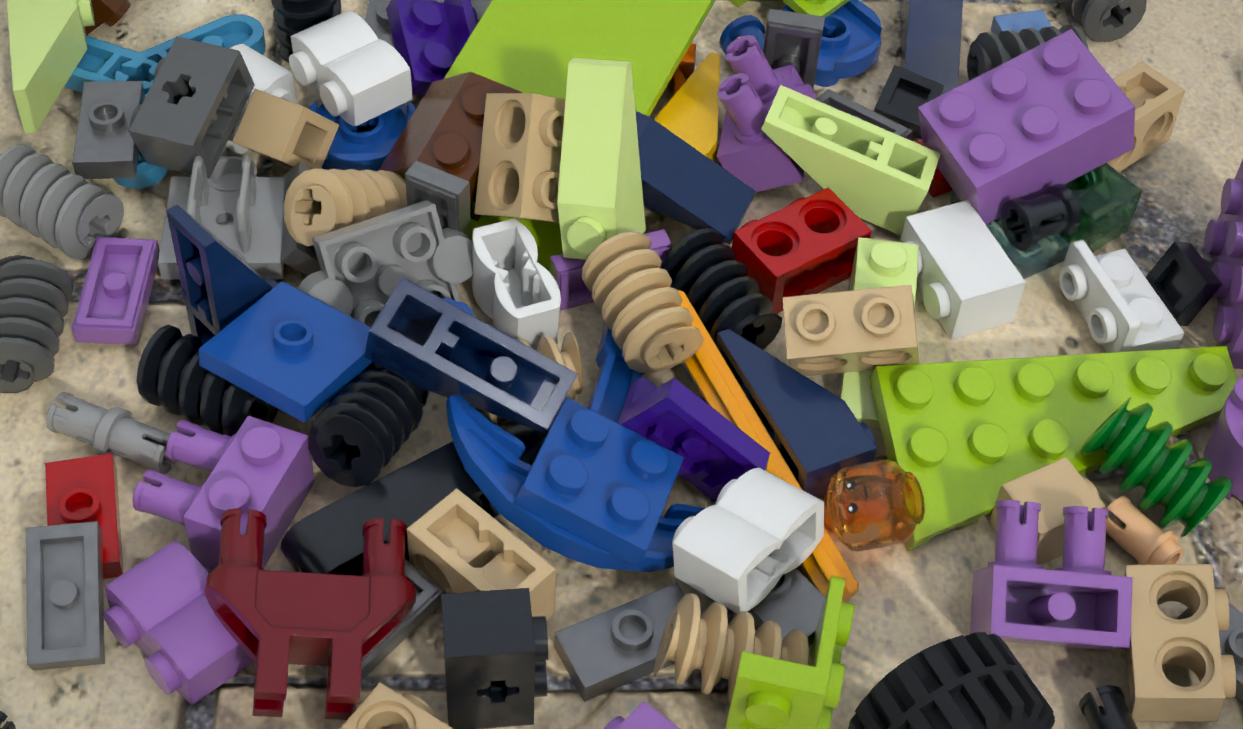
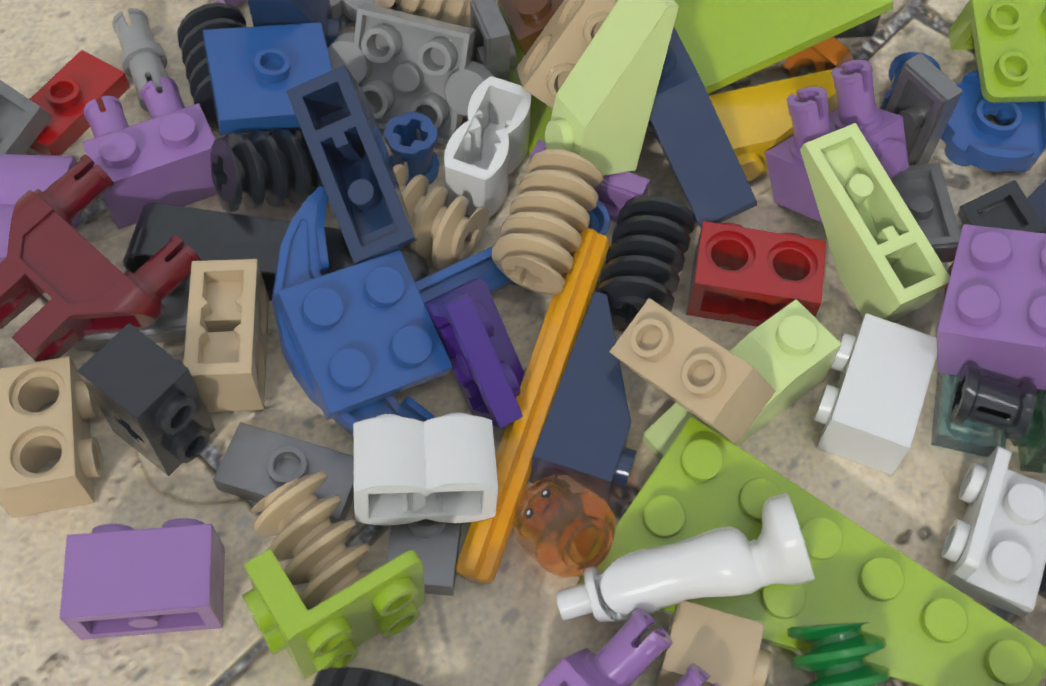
camera: 45 degrees right, 10 degrees up
(1034, 395) = (701, 566): none -> white piece

